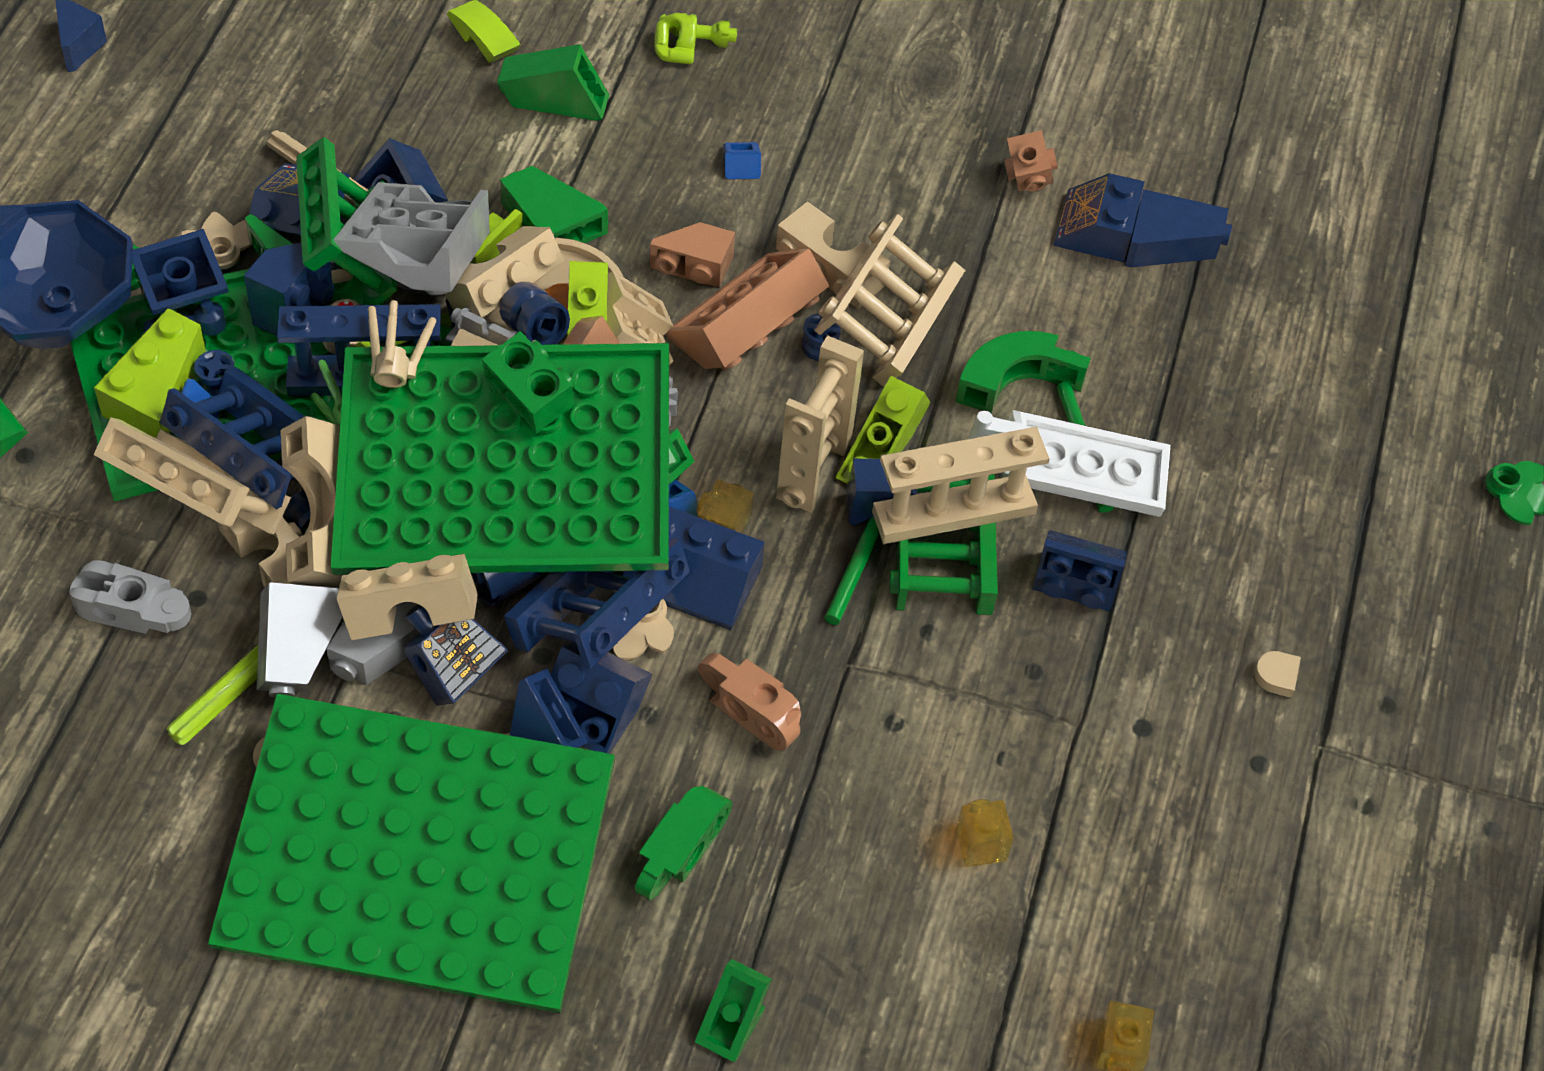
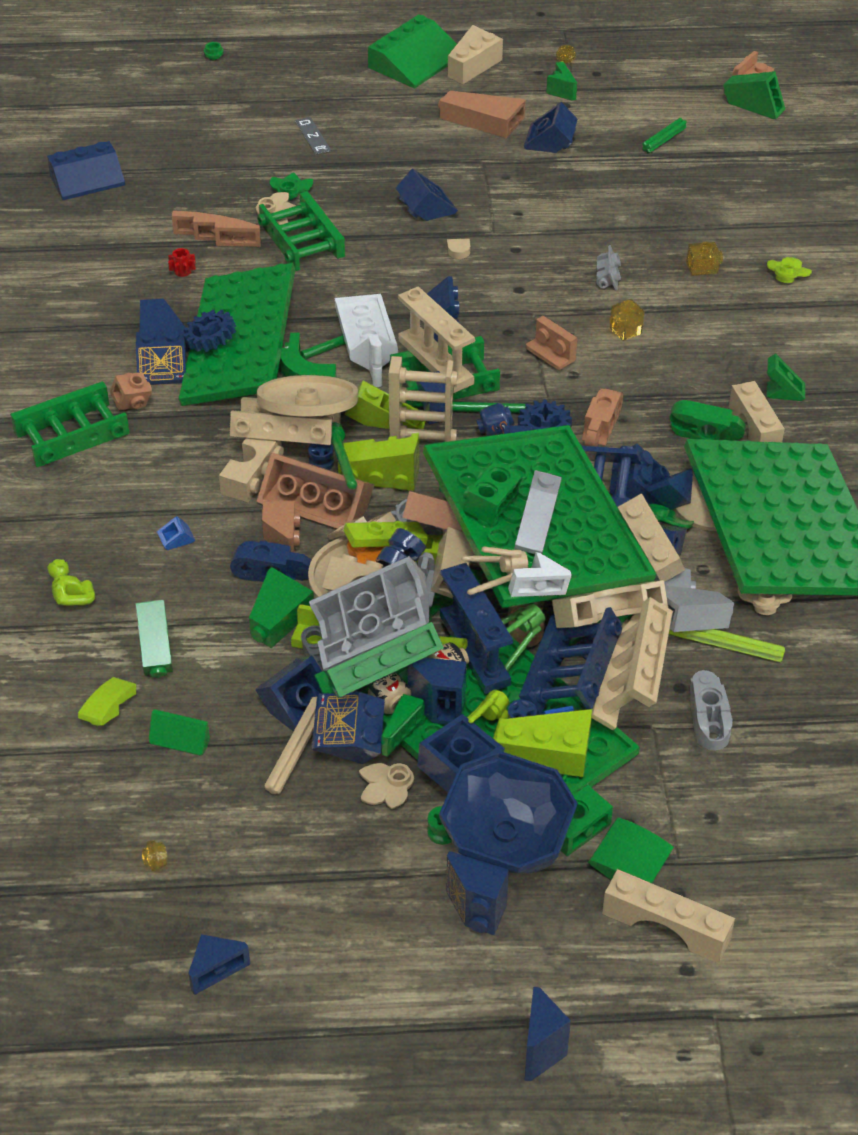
camera: 105 degrees left, 10 degrees down
(48, 391) = (590, 819): none -> green brick
(241, 20) = (154, 855): none -> clear yellow plate
(249, 349) = (492, 708): none -> lime plant
(350, 390) = (541, 579): none -> white slope
(404, 82) = (179, 732): none -> green slope
(477, 431) = (537, 512): none -> light grey slope
(490, 703) = (666, 515): none -> green plate
(632, 222) = (254, 560): none -> dark blue piece
(632, 913) = (752, 407): none -> tan arch
(759, 320) = (337, 437): none -> green piece
(759, 388) = (385, 463): none -> lime wedge
(780, 621) = (544, 415): none -> dark blue gear
(805, 559) = (494, 418): none -> dark blue head
(903, 310) = (307, 395): none -> tan dish
(955, 699) = (553, 344): none -> nougat bracket
(1020, 79) = (63, 408): none -> green fence
(1113, 256) = (209, 330): none -> dark blue gear
(1124, 310) = (252, 357): none -> green plate
(1142, 876) = (607, 268): none -> light grey hinge
(1329, 292) = (181, 262): none -> red gear
(1370, 492) = (315, 218): none -> green fence
(1406, 355) = (223, 229): none -> nougat slope
(1430, 664) = (424, 197): none -> dark blue slope
(1452, 452) = (275, 203): none -> tan plate

